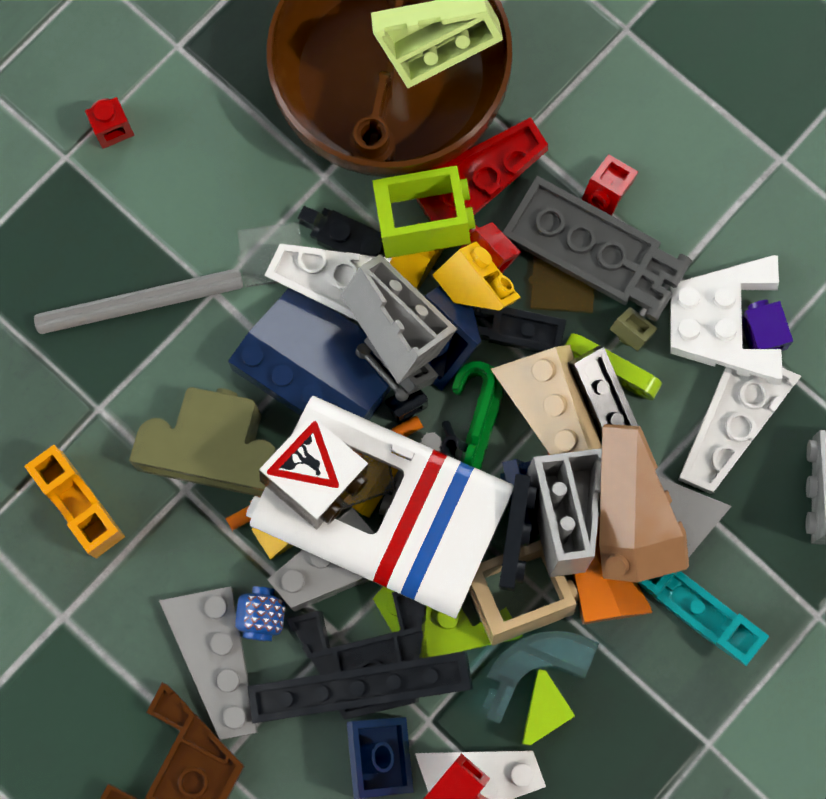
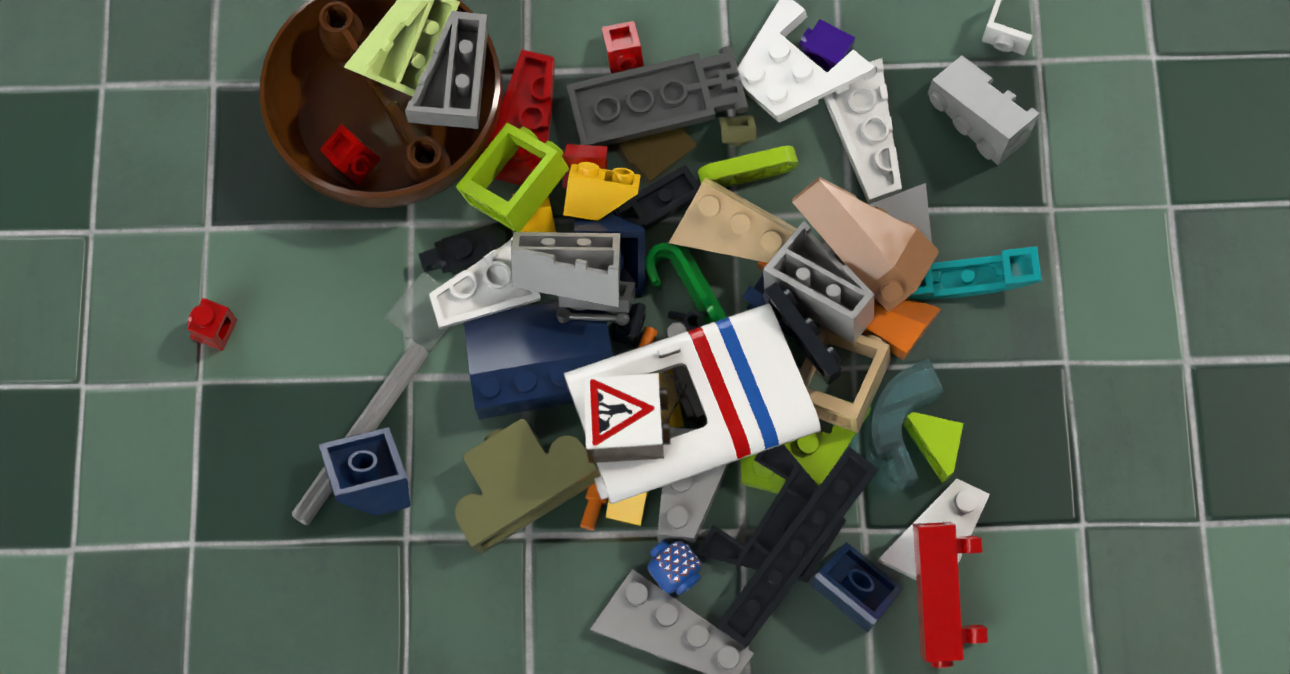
camera: 45 degrees left, 5 degrees down
(75, 501) = (458, 617): light orange arch -> none
(109, 334) = (367, 472): none -> dark blue slope
(322, 83) = (349, 154): none -> red bracket
(447, 93) = (453, 80): none -> light grey wedge
(601, 389) = (762, 189): plate -> none

